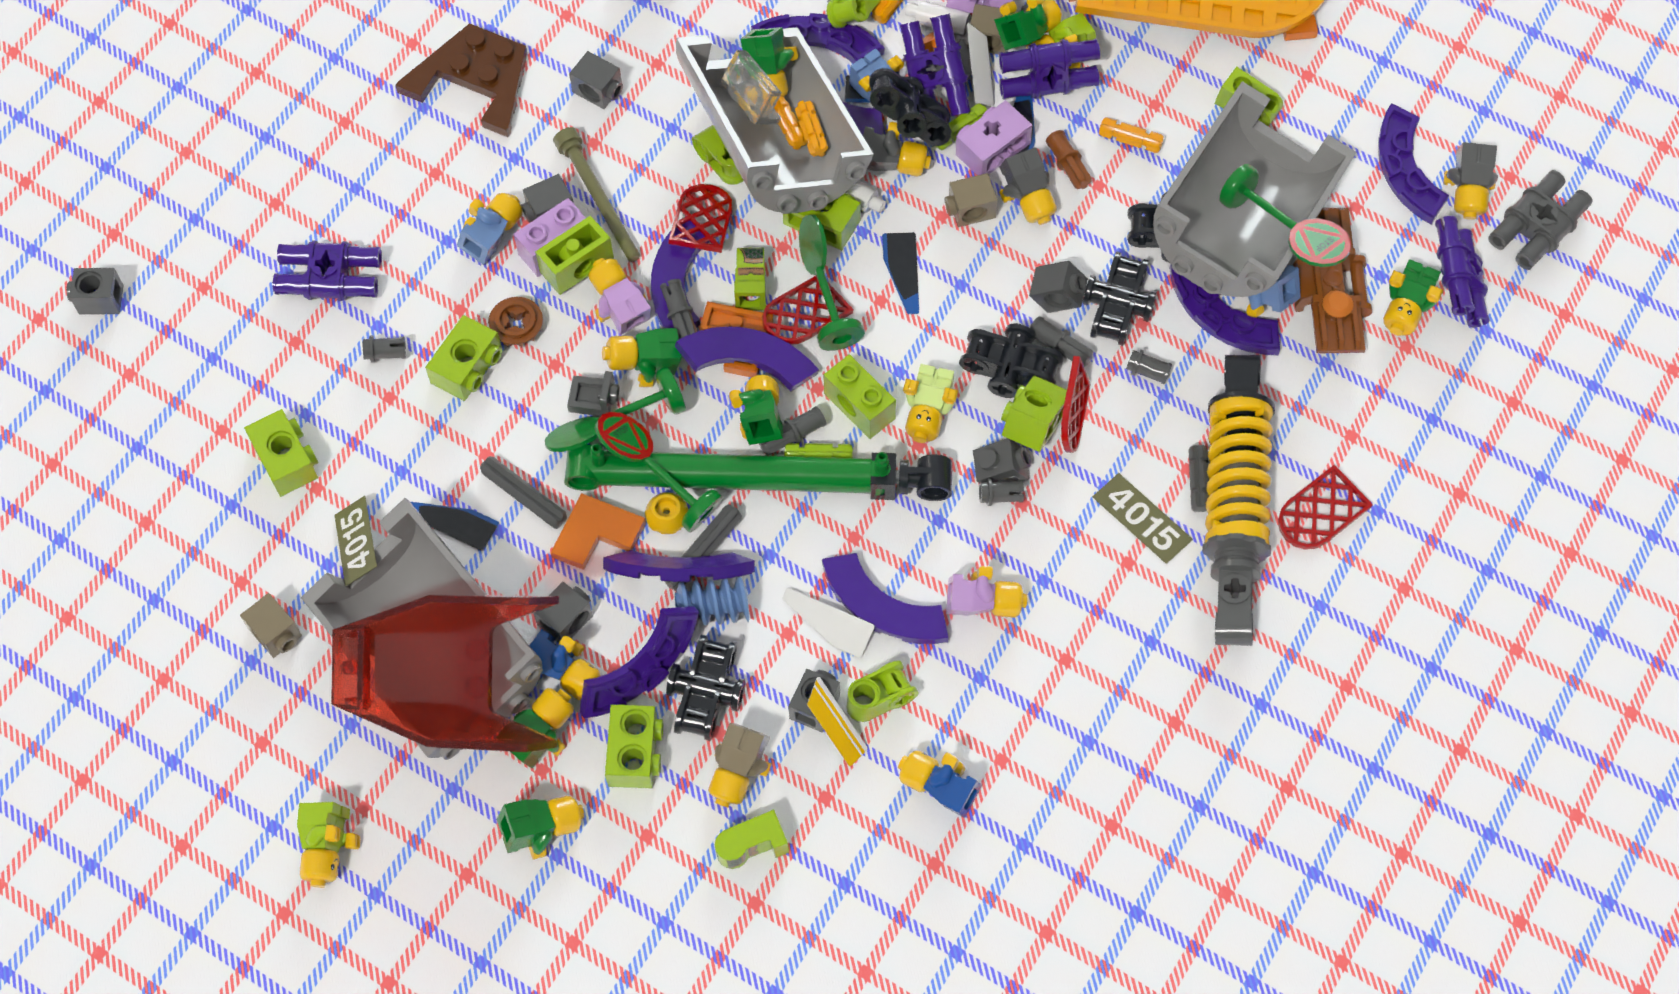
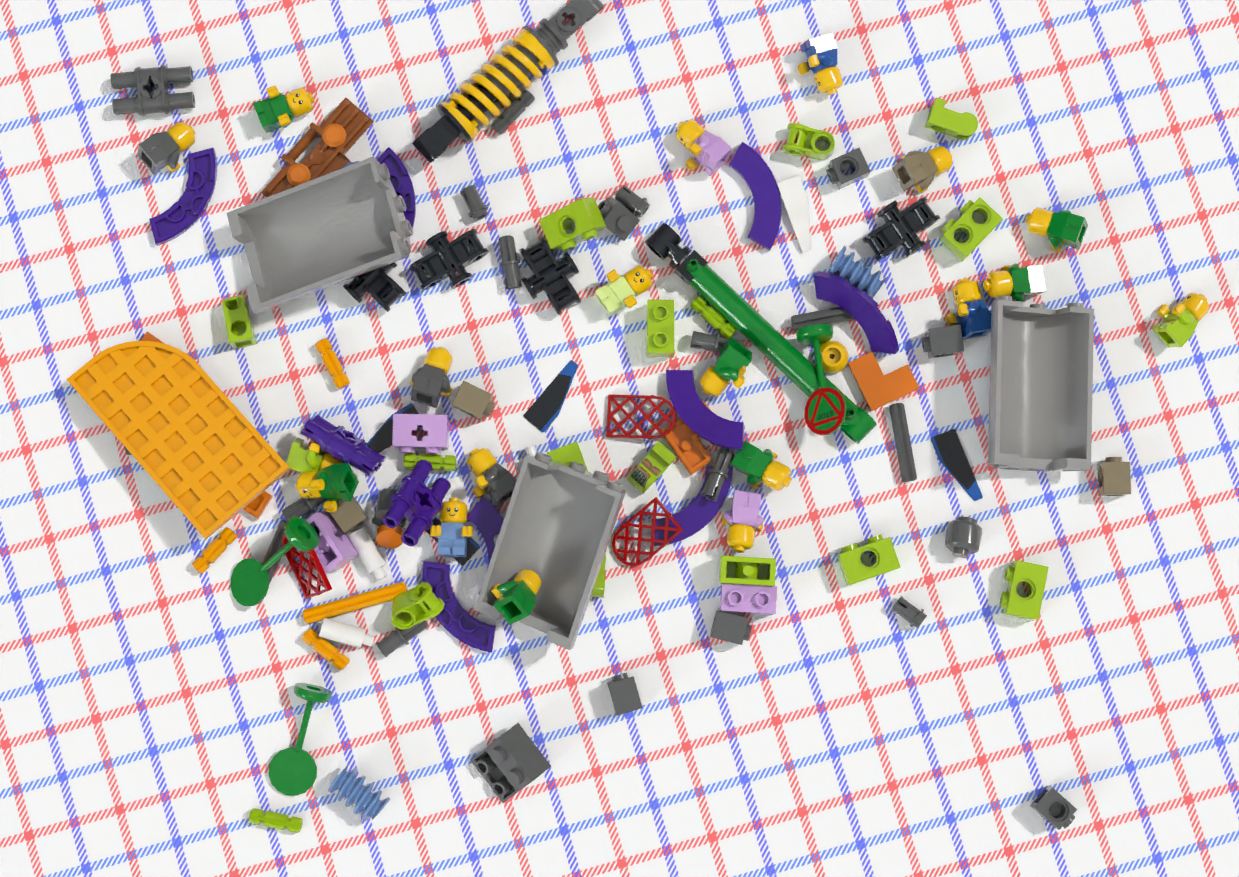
camera: 140 degrees left, 20 degrees up
(319, 259) = (916, 697): dark purple pin -> none
(355, 541) = (1027, 488): olive sticker -> none
(385, 451) = (963, 536): none -> dark grey head
(430, 671) = (1063, 333): clear red windscreen -> none
(479, 63) = (683, 778): reddish brown wing -> none
(482, 235) = (779, 640): medium blue piece -> none
(516, 308) = (824, 571): dark orange gear -> none
(569, 144) = (680, 661): olive piece -> none
(582, 430) = (842, 449): green piece -> none
(593, 395) = (812, 468): dark grey bracket -> none
(644, 670) = (927, 266): dark purple tile -> none
(751, 89) = (550, 578): clear bracket -> none
(789, 124) = (540, 545): light orange axle -> none
(811, 128) = (534, 523): light orange axle -> none
(813, 249) = (602, 443): green piece -> none
(835, 723) = (851, 141): yellow sticker -> none
(904, 102) = (460, 478): black axle -> none
(980, 66) = (381, 488): white sticker -> none
(1058, 286) = (480, 293): dark grey brick -> none
(1068, 159) = (388, 377): dark orange axle -> none
(1073, 411) = (546, 209): red window -> none
(1142, 518) = (565, 120): olive sticker -> none
(1311, 240) = (322, 164): green piece -> none
(1365, 504) = (469, 36): red window -> none
(1462, 272) = (238, 94): dark purple pin -> none

